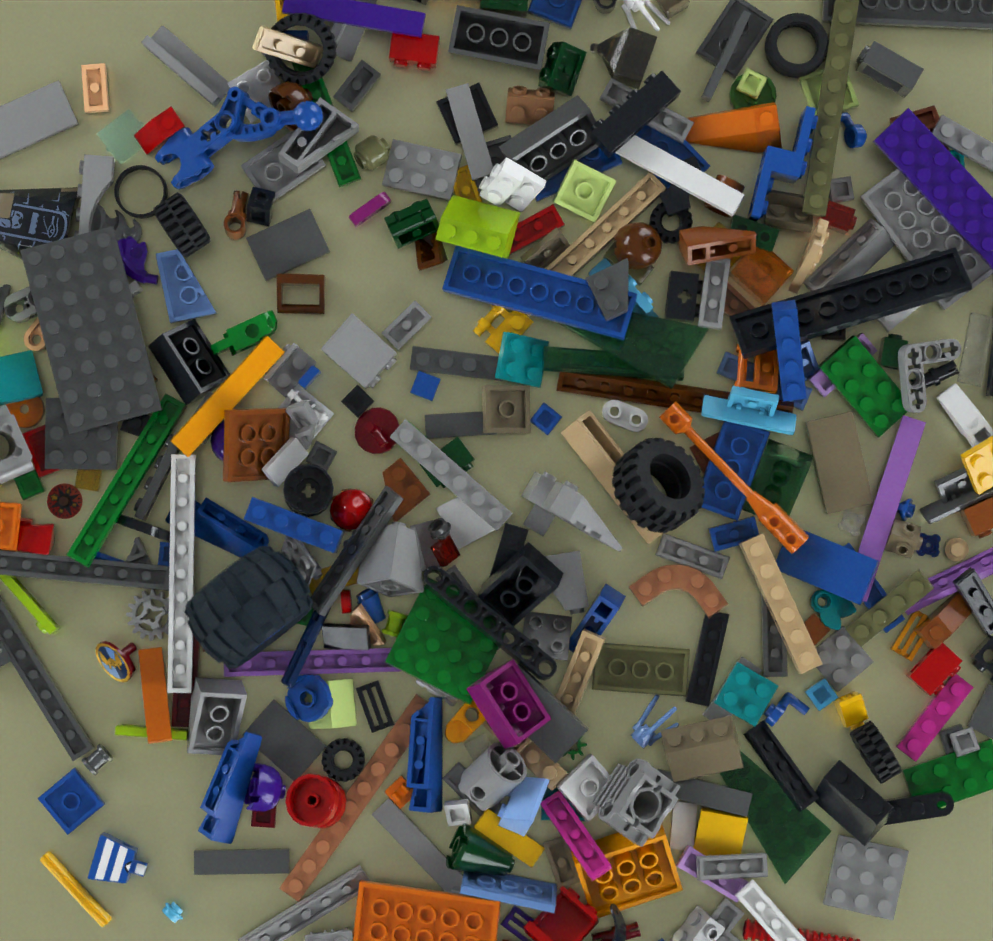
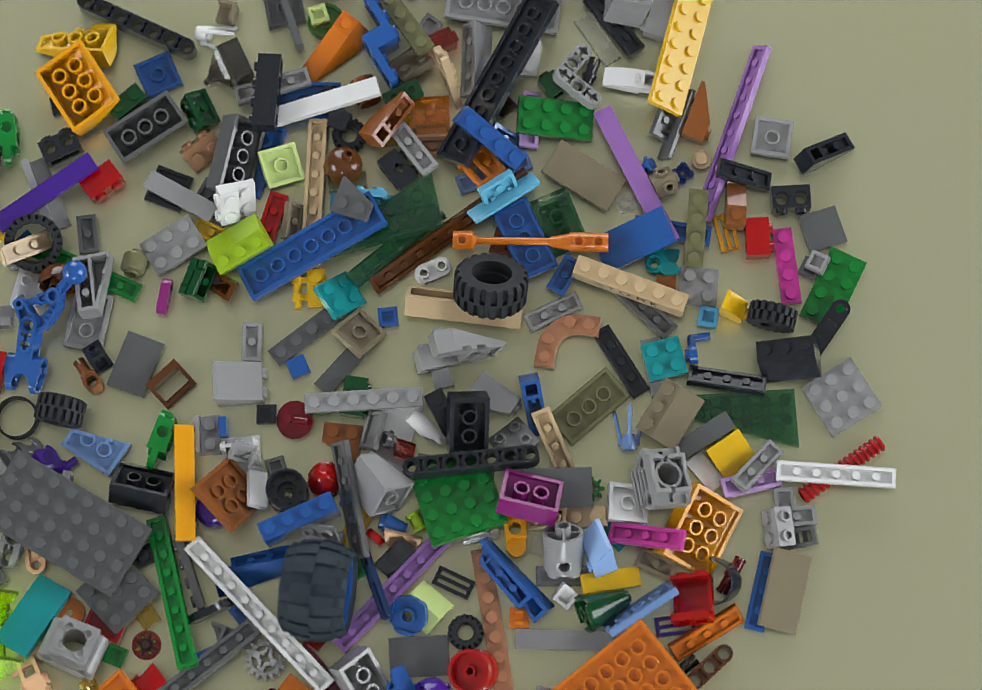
camera: 30 degrees left, 10 degrees down
(434, 508) = (373, 430): none -> light grey tile
(481, 548) = (425, 427): none -> white piece

